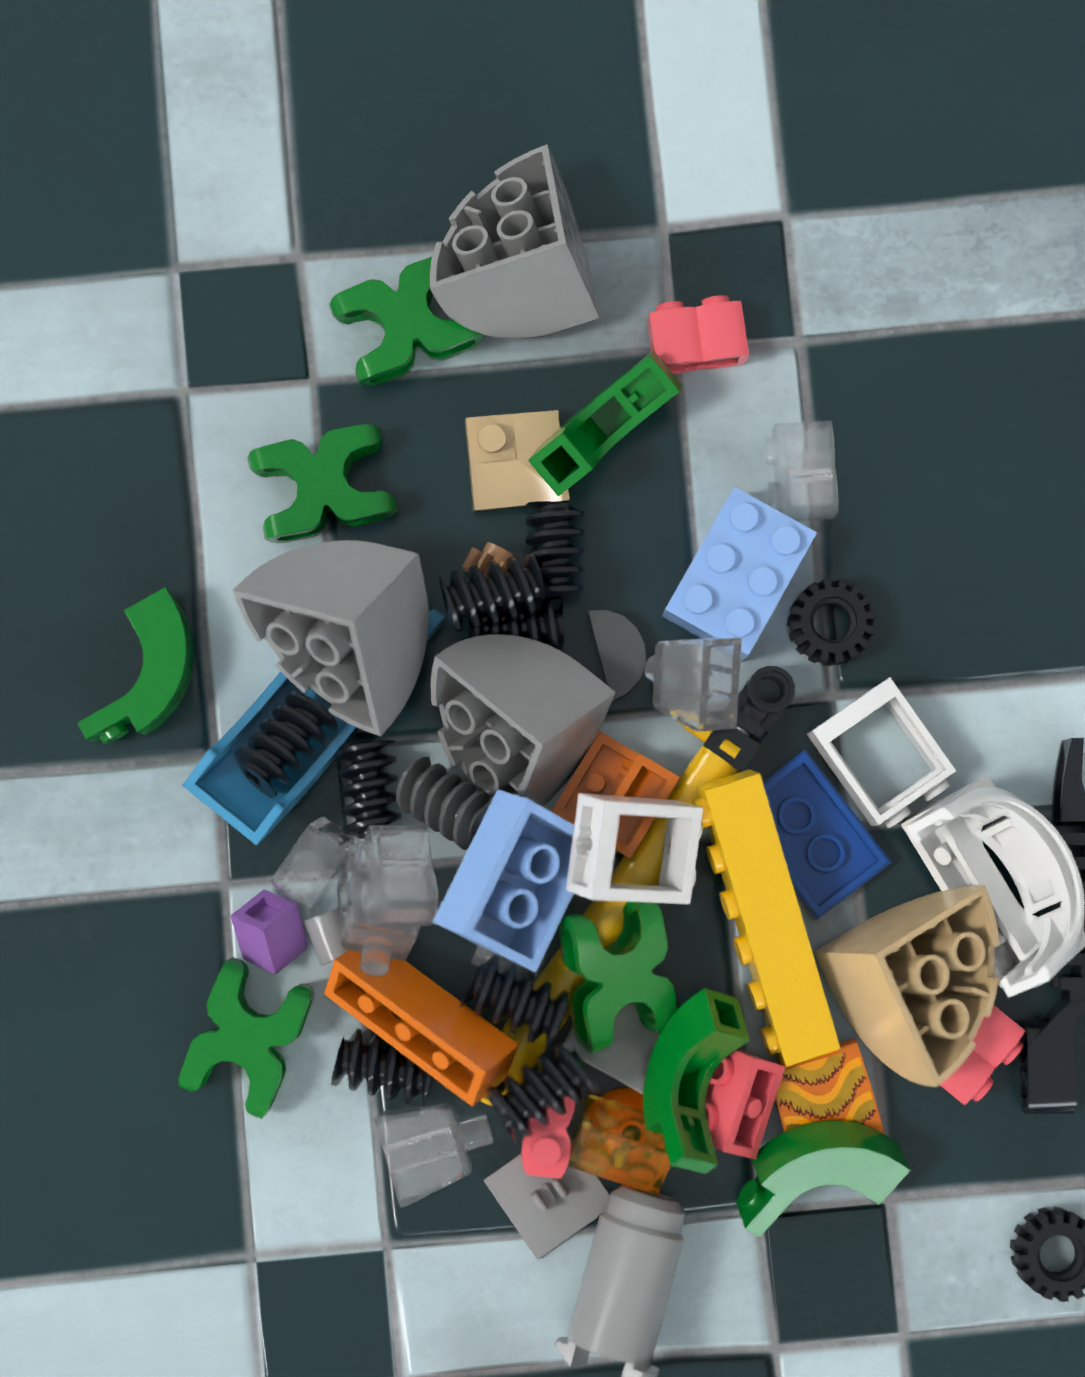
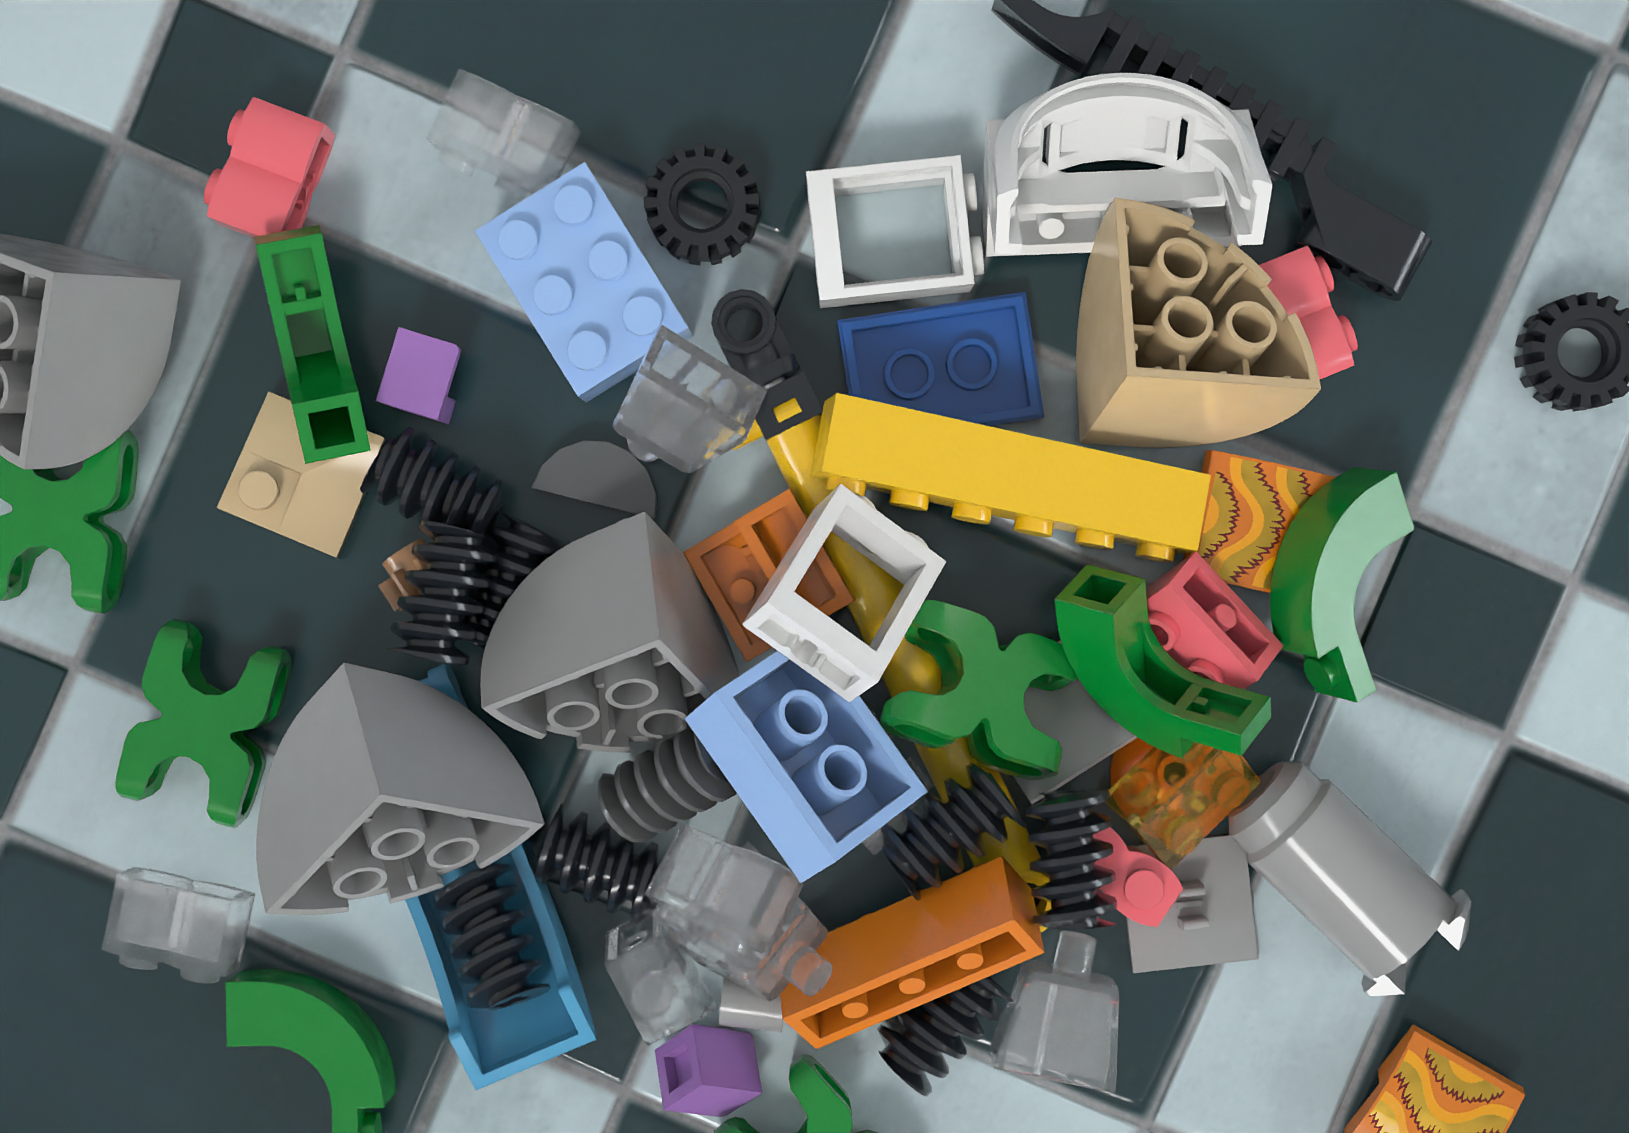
camera: 65 degrees left, 5 degrees up
(184, 536) = (177, 923): none -> clear brick
(621, 501) = (420, 375): none -> medium lavender panel

